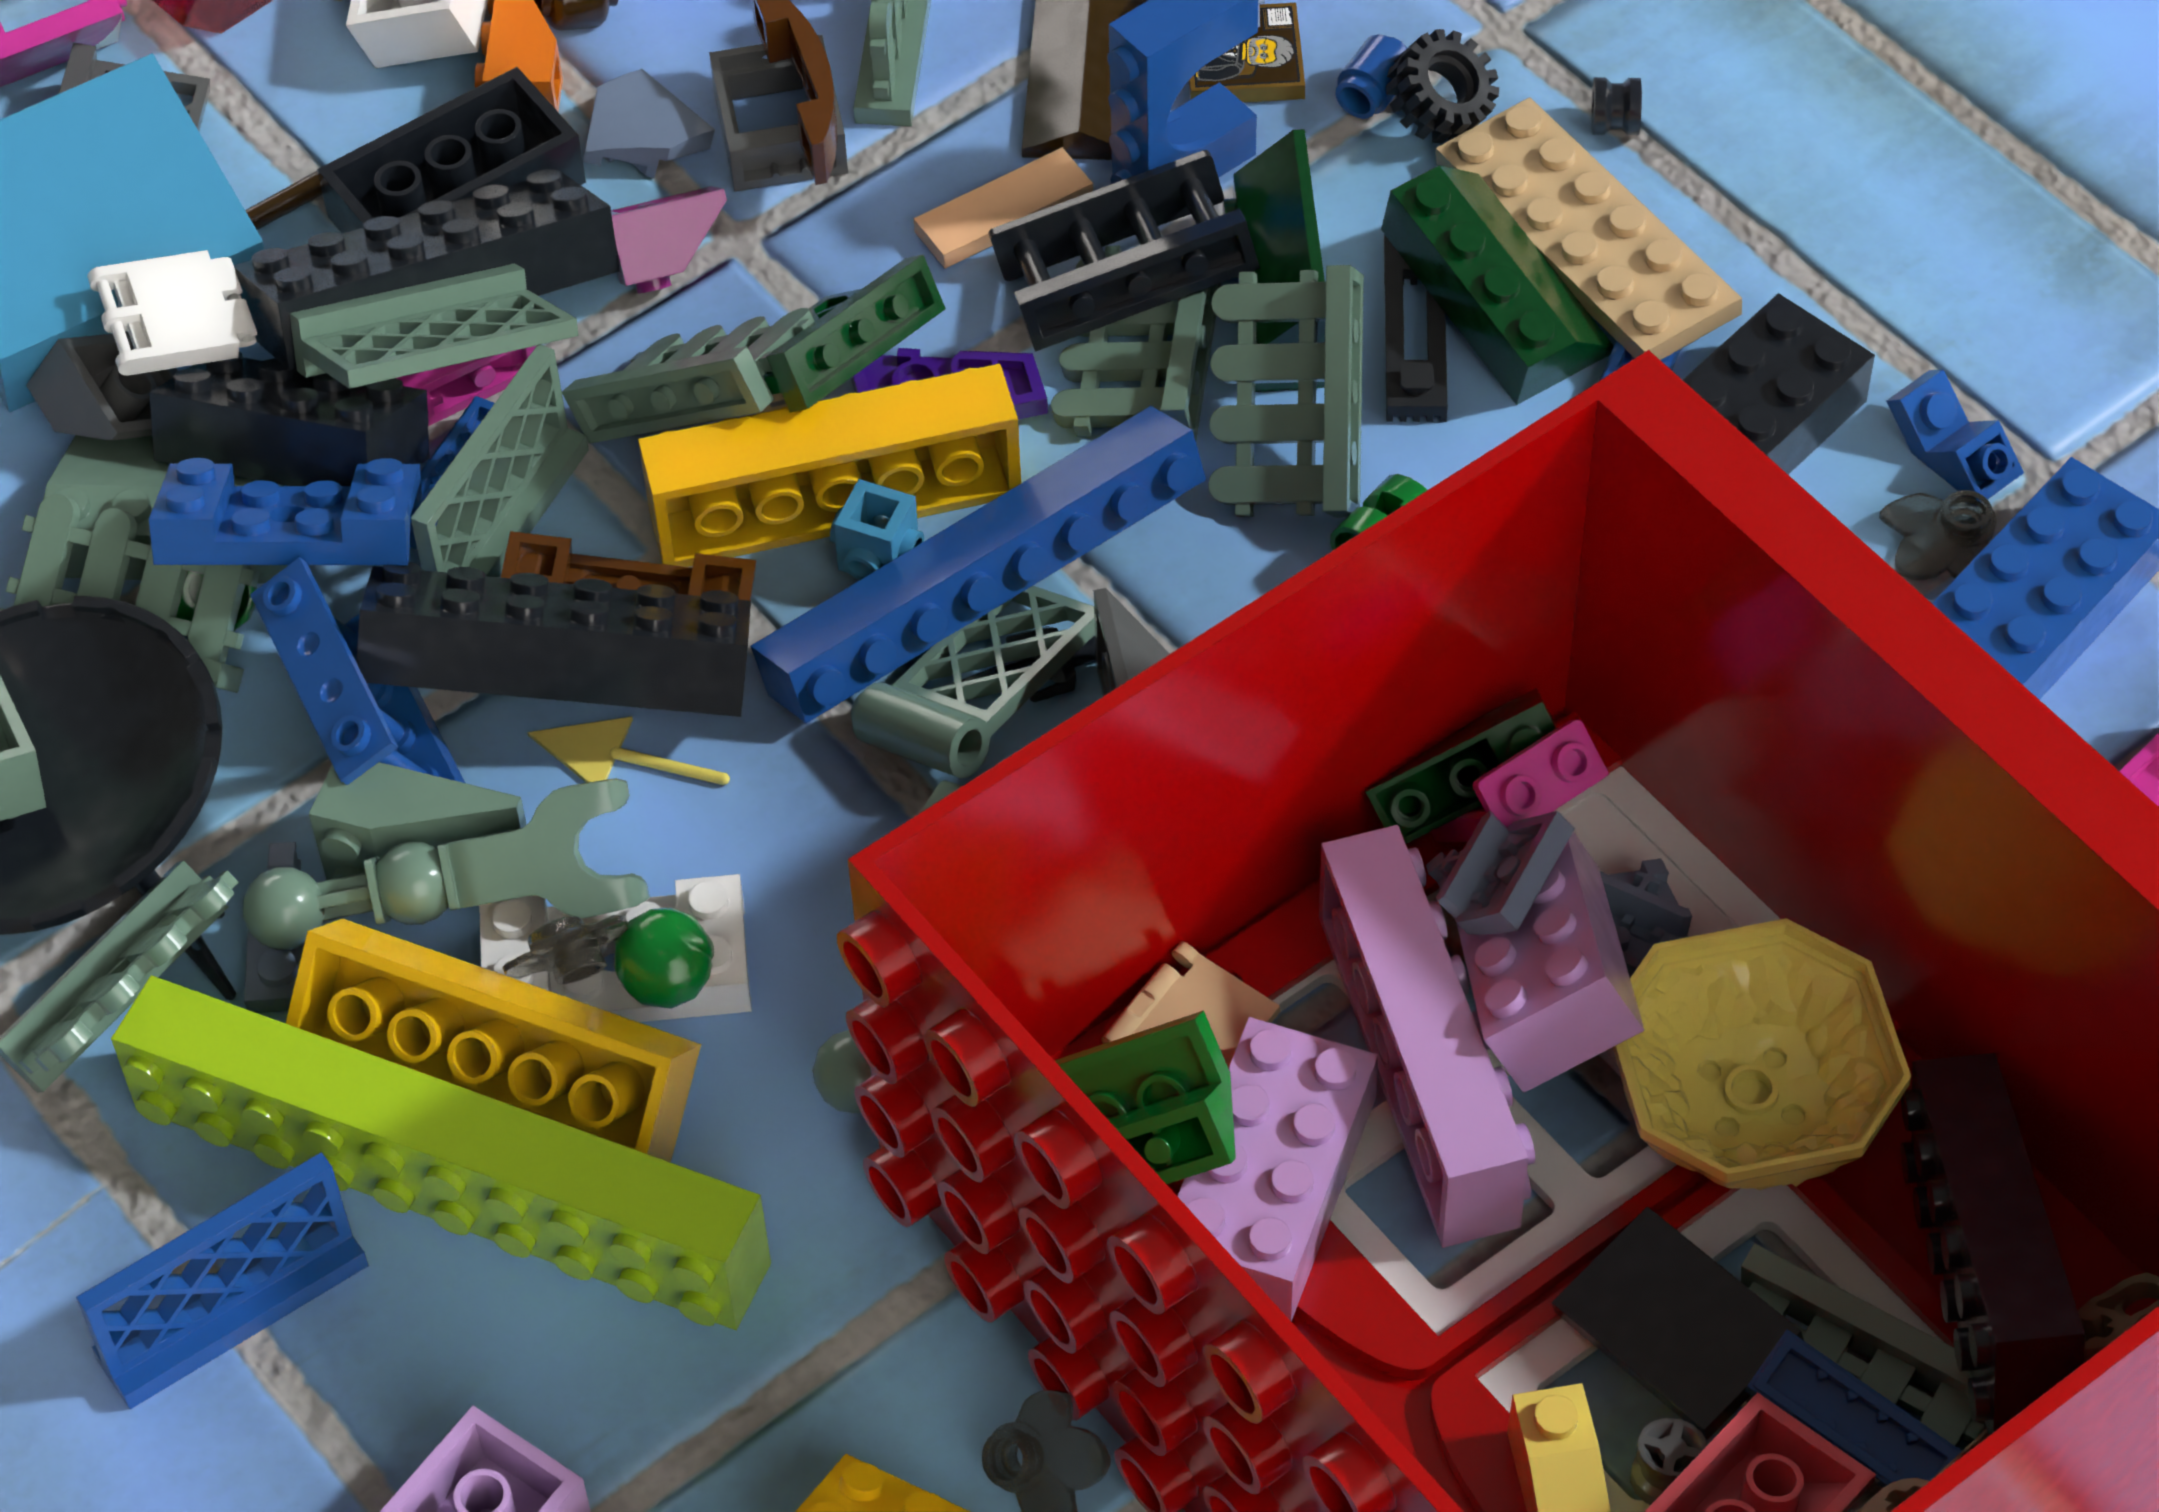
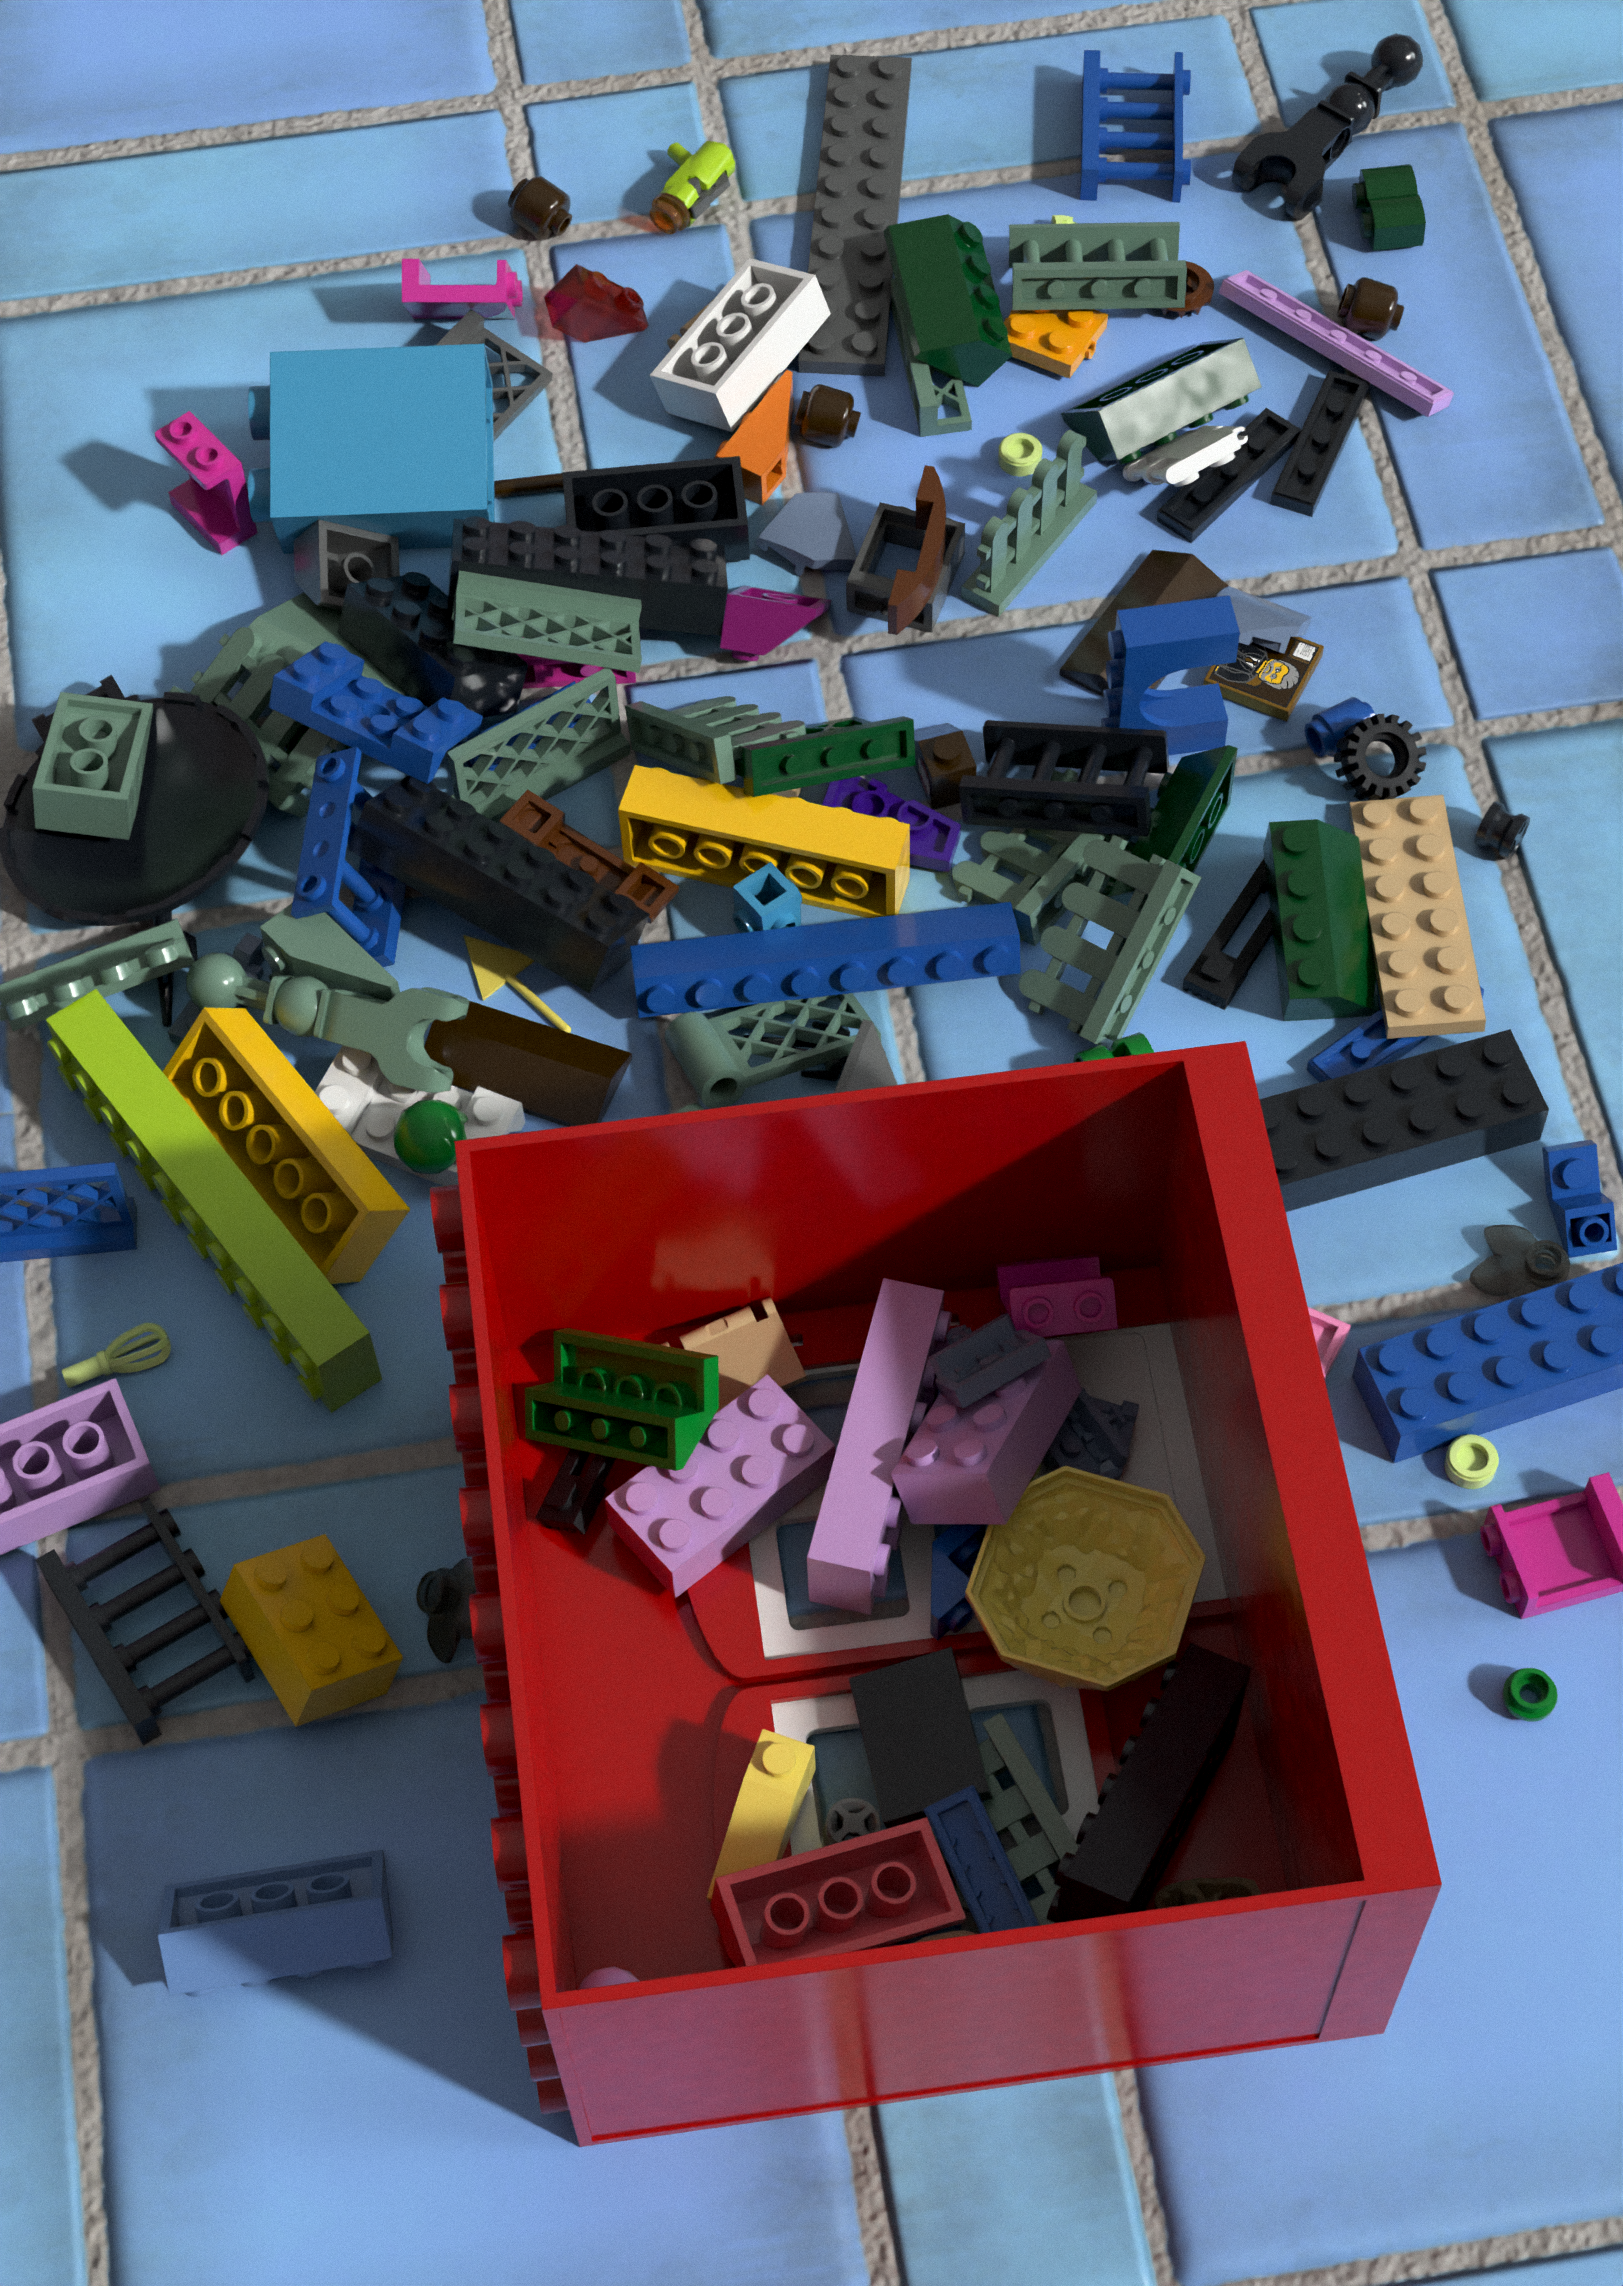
camera: 30 degrees right, 5 degrees up
(175, 311) = (396, 536): white plate -> none
(424, 1411) = (108, 1362): none -> yellowish green piece
(568, 948) = (372, 1102): clear smoke plate -> none
(755, 826) = (538, 1065): none -> dark brown slope
(963, 224) = (1030, 702): light nougat tile -> none
(976, 300) = (941, 761): none -> dark brown slope
(1440, 780) = (988, 1274): dark green slope -> none
(1589, 1145) = (952, 1550): none -> blue slope

